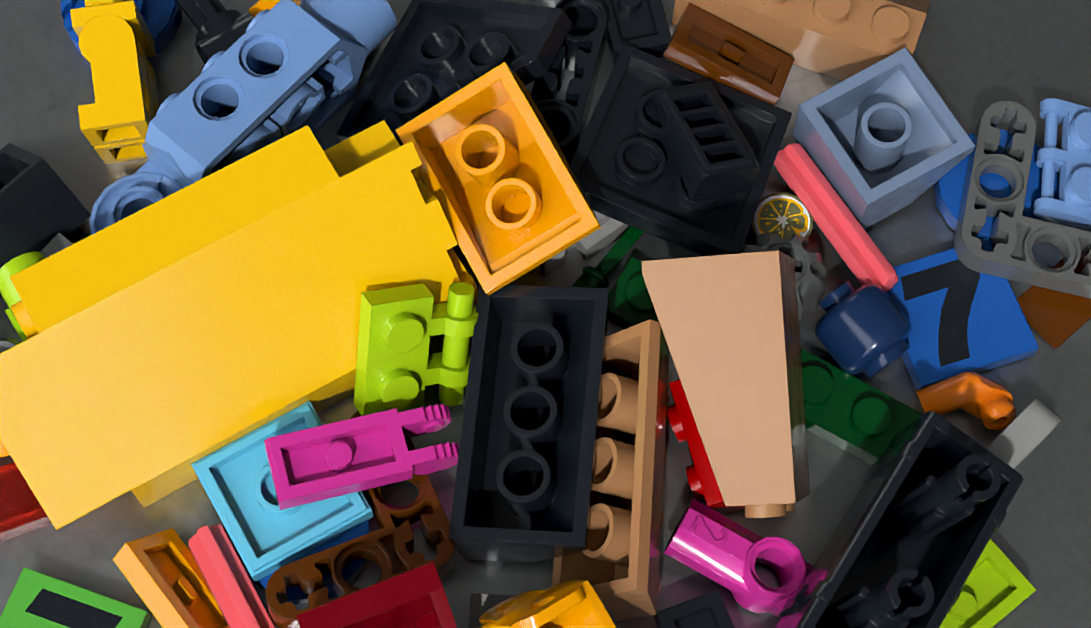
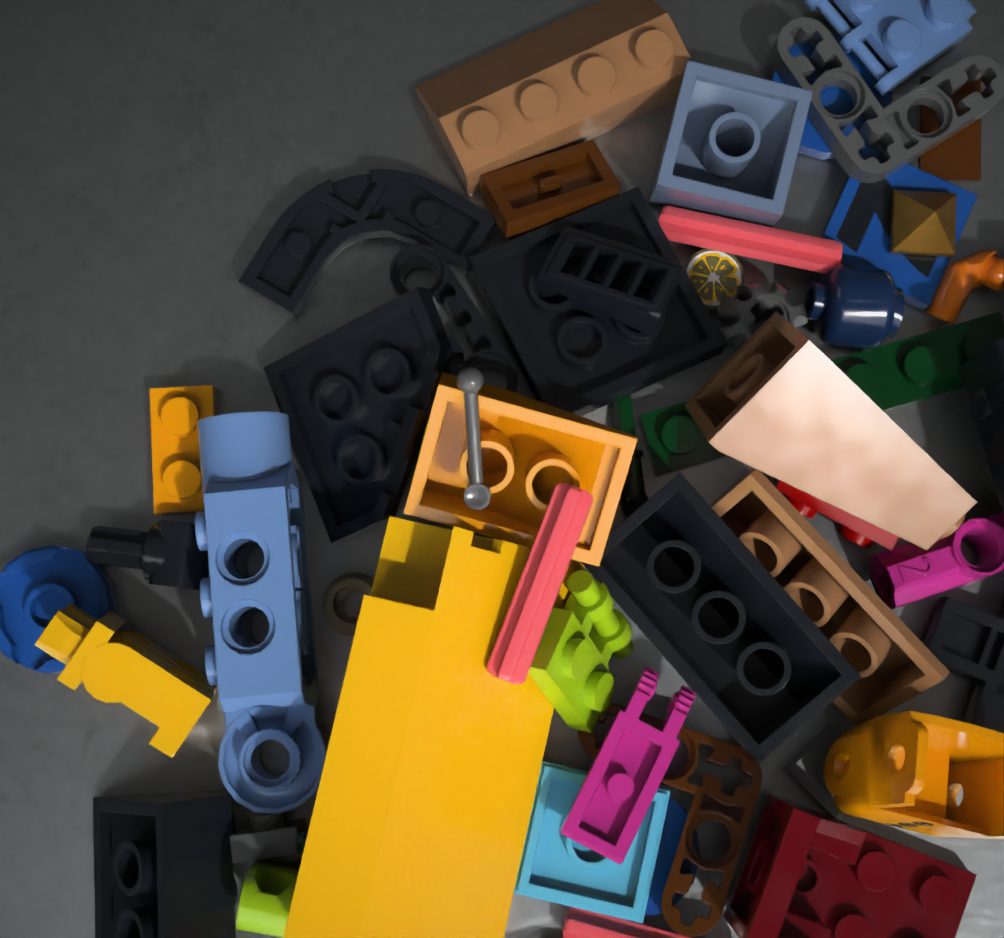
camera: 45 degrees left, 15 degrees up
(430, 249) = (539, 583): none -> coral axle
(455, 159) = (477, 493): none -> dark grey hinge
(975, 324) = (923, 223): none -> pearl gold slope

